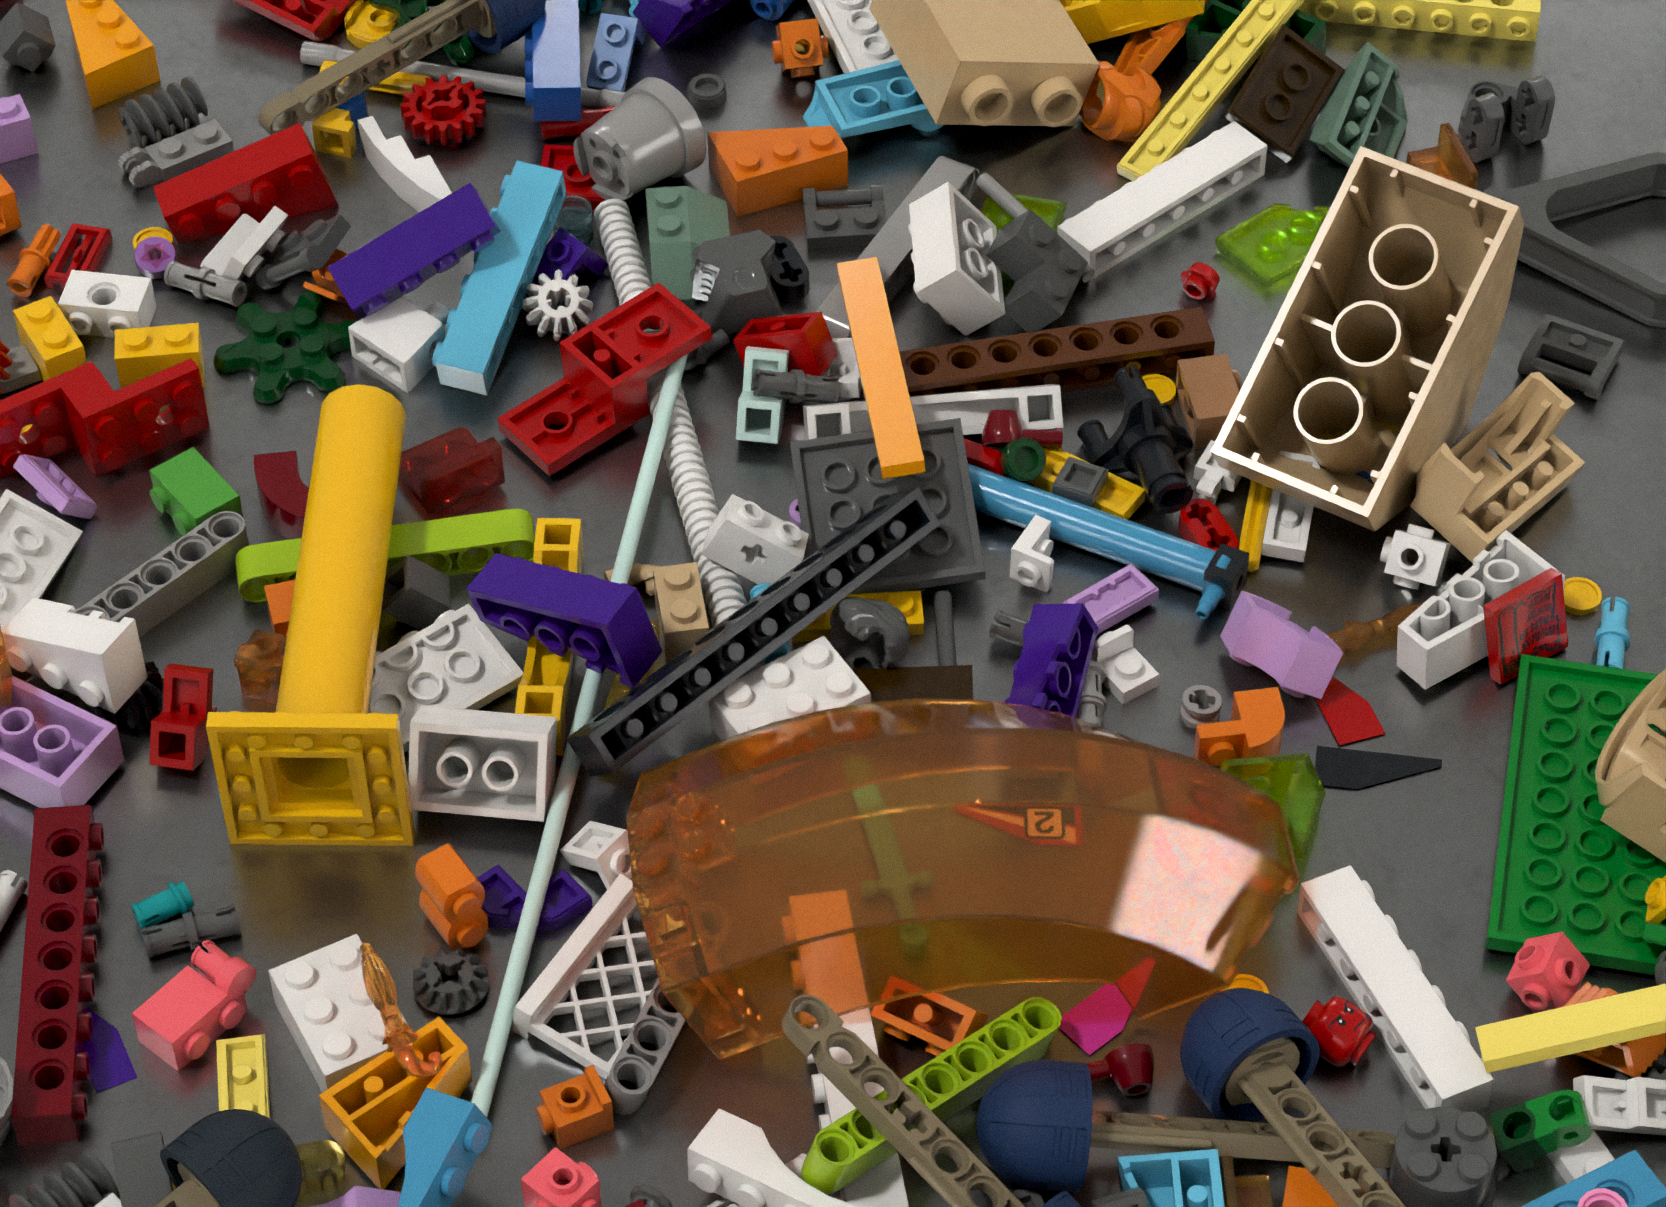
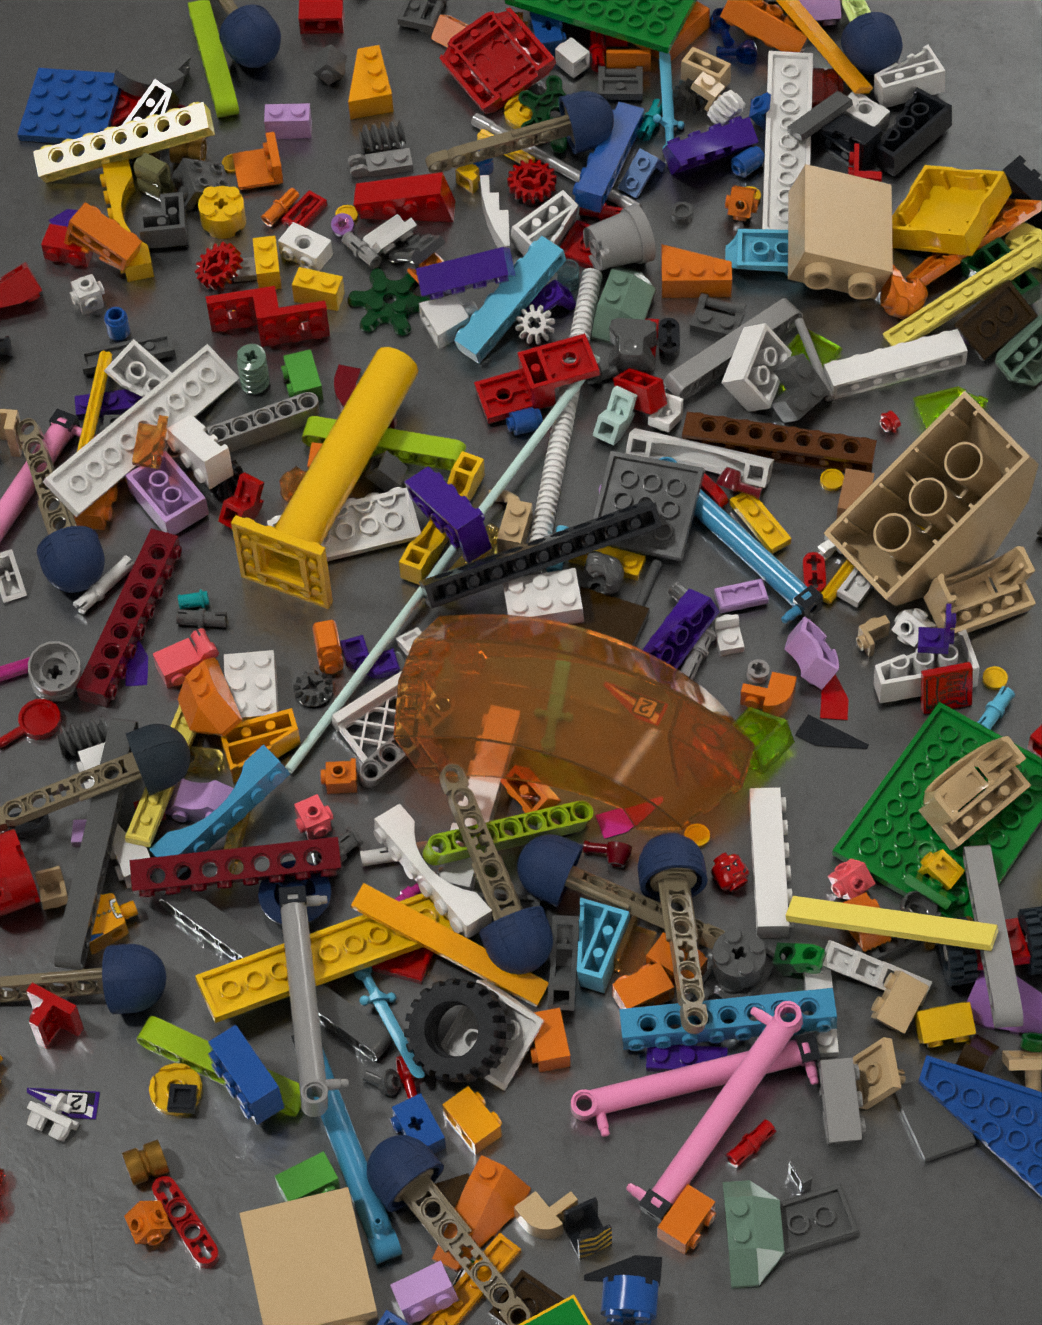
camera: 25 degrees right, 10 degrees up
(55, 486) = (233, 341): lavender plate -> none
(105, 505) = (252, 369): none -> sand green piece
(279, 1058) = (208, 700): none -> orange wedge
(397, 1033) = (265, 711): clear orange piece -> none
(451, 469) = (437, 403): clear red bracket -> none
(482, 763) = (373, 579): white brick -> none
(509, 138) = (549, 220): none -> white wedge
(611, 451) = (524, 421): none -> blue brick
(754, 542) = (567, 502): white brick -> none
(795, 386) = (633, 417): dark grey pin -> none
(880, 369) = (678, 422): light orange tile -> none
(1023, 459) = (732, 500): dark green tile -> none
(1031, 556) = (713, 554): white bracket -> none
(1080, 481) = (757, 522): dark grey tile -> none
(1144, 444) = (802, 512): black wheel -> none
(1352, 587) = (871, 631): none -> tan bracket
(1357, 633) = (861, 659): clear orange piece -> none
(1482, 553) = (938, 639): none -> dark purple bracket

